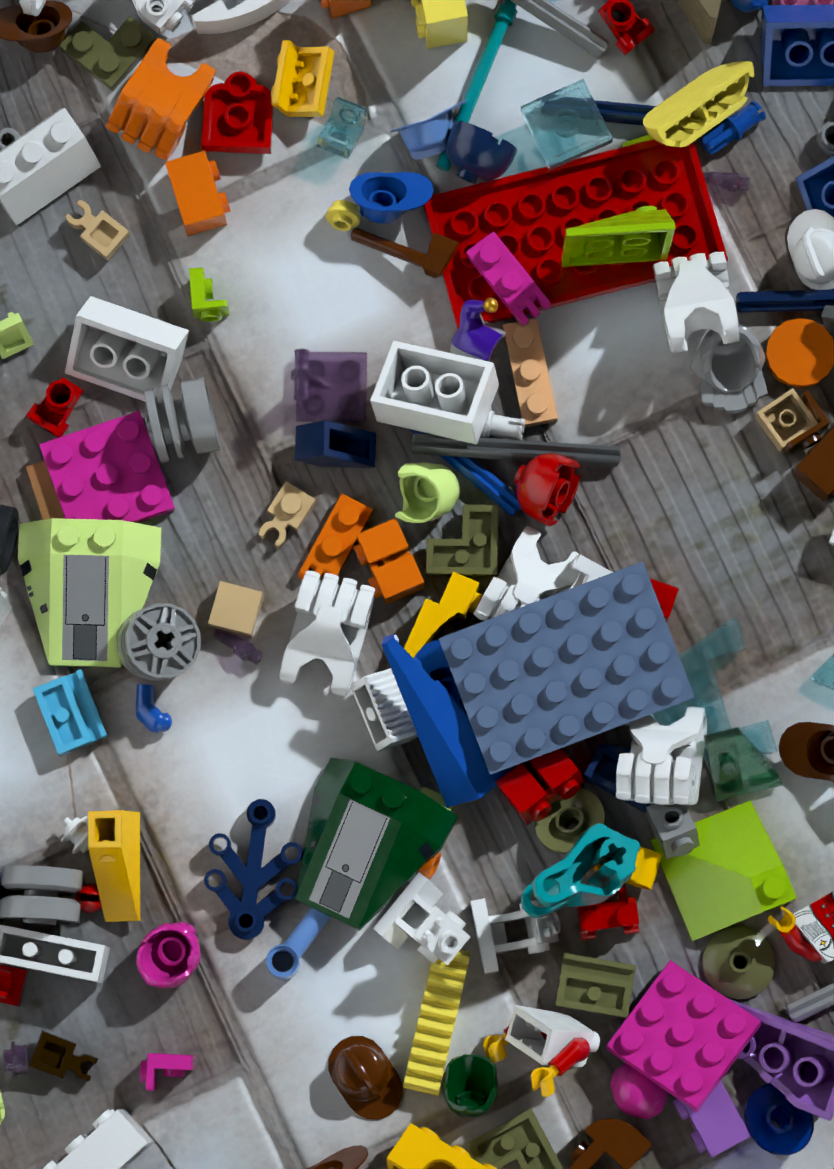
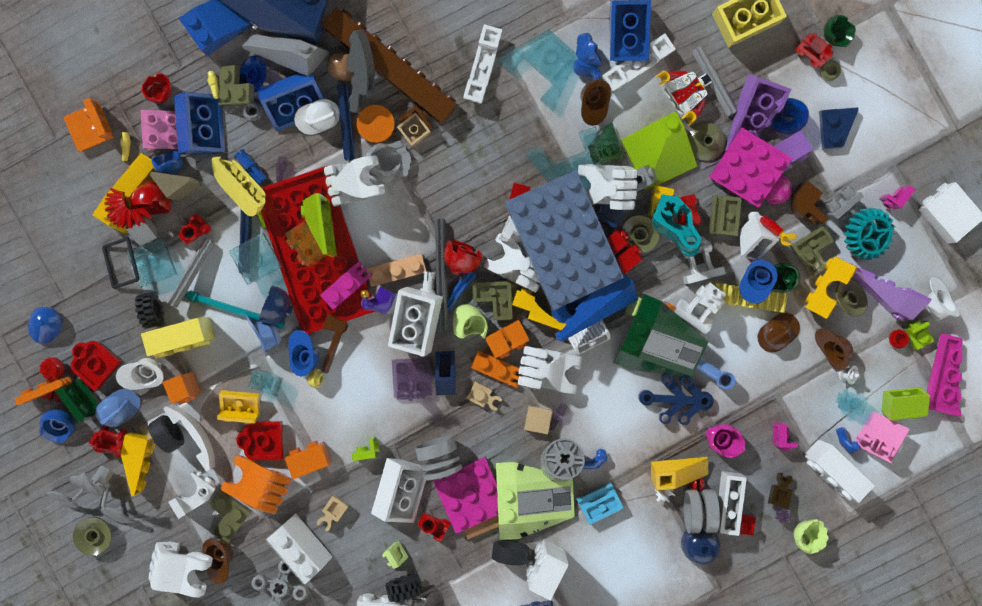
camera: 90 degrees left, 10 degrees up
(467, 1032) = (758, 281): none -> blue piece
(592, 203) = (305, 244): none -> clear yellow brick

